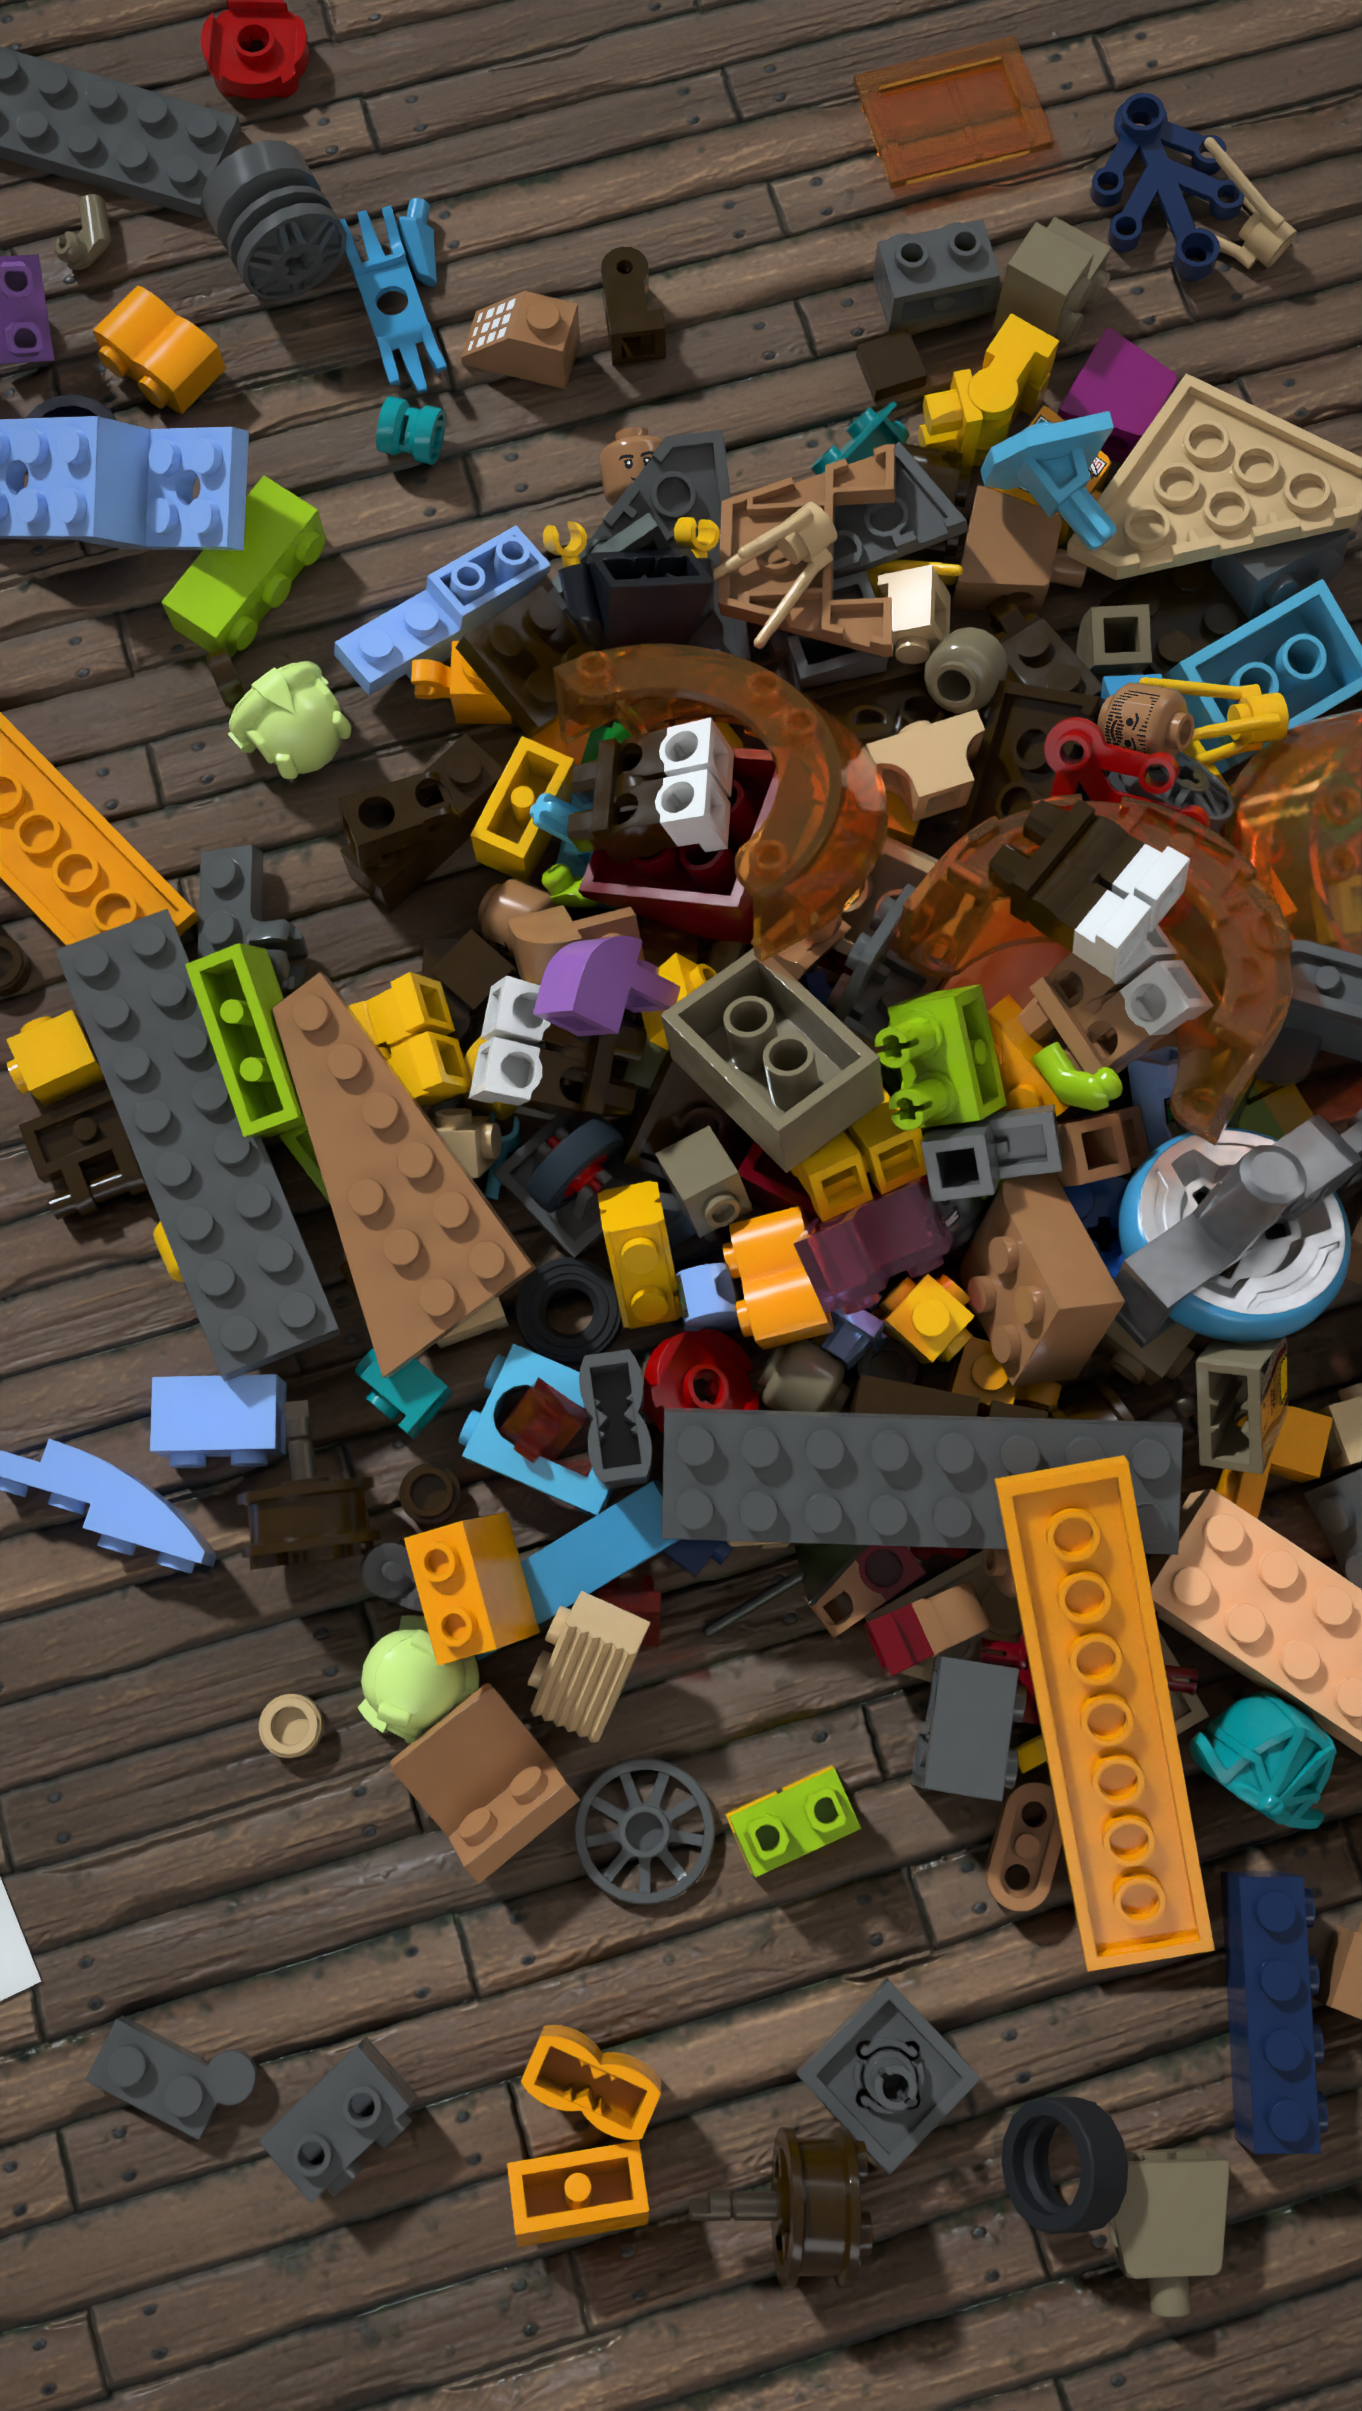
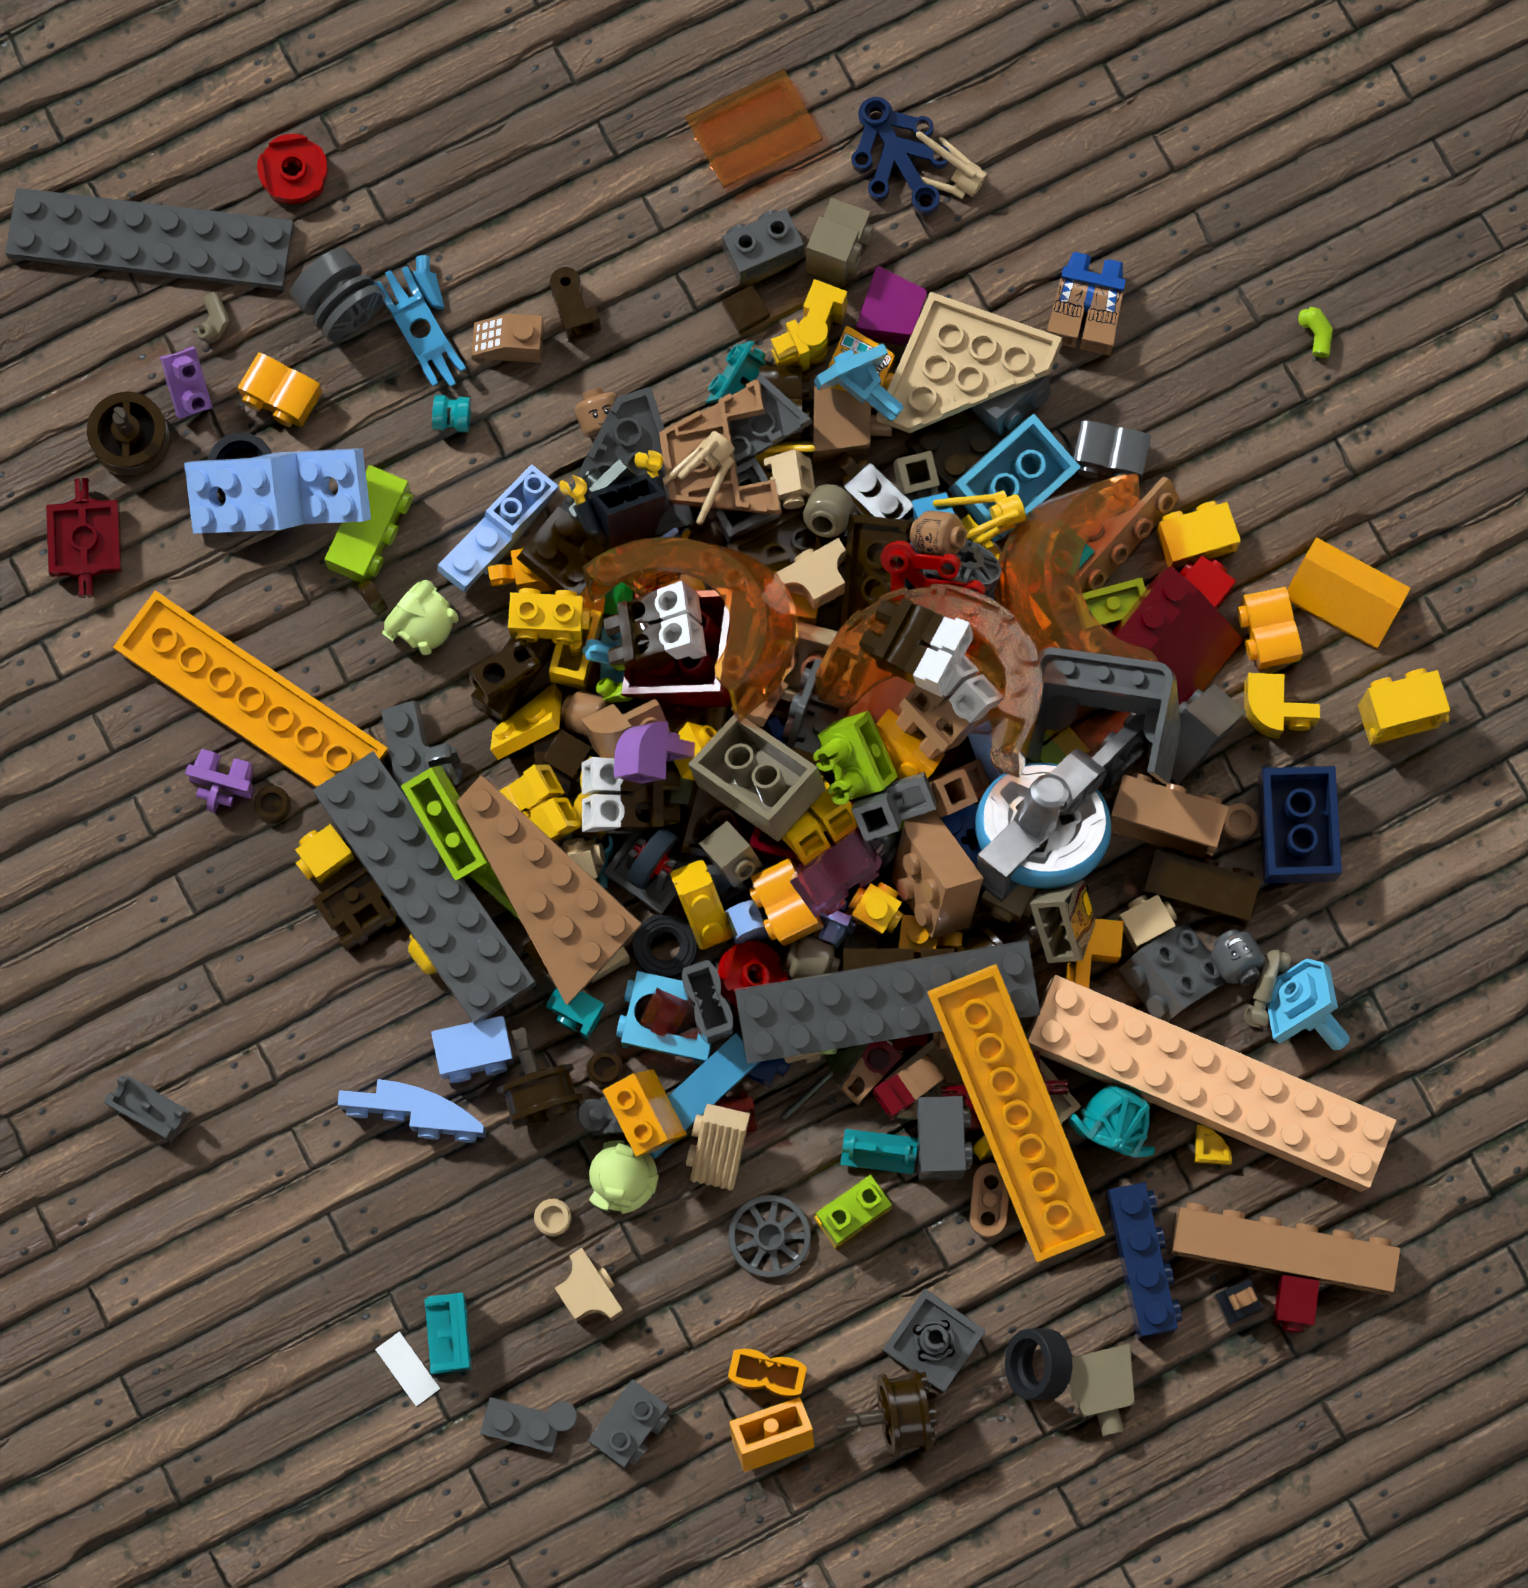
camera: 10 degrees left, 0 degrees up
(74, 1894) = (448, 1333): none -> teal hinge
(321, 1866) = (588, 1290): none -> tan brick
(424, 916) = (529, 723): none -> yellow wing
(484, 1781) = (672, 1222): medium nougat bracket -> none
(485, 744) = (547, 616): none -> yellow brick
(855, 1723) = (879, 1151): none -> teal hinge
(1075, 1086) = (933, 758): lime arm -> none

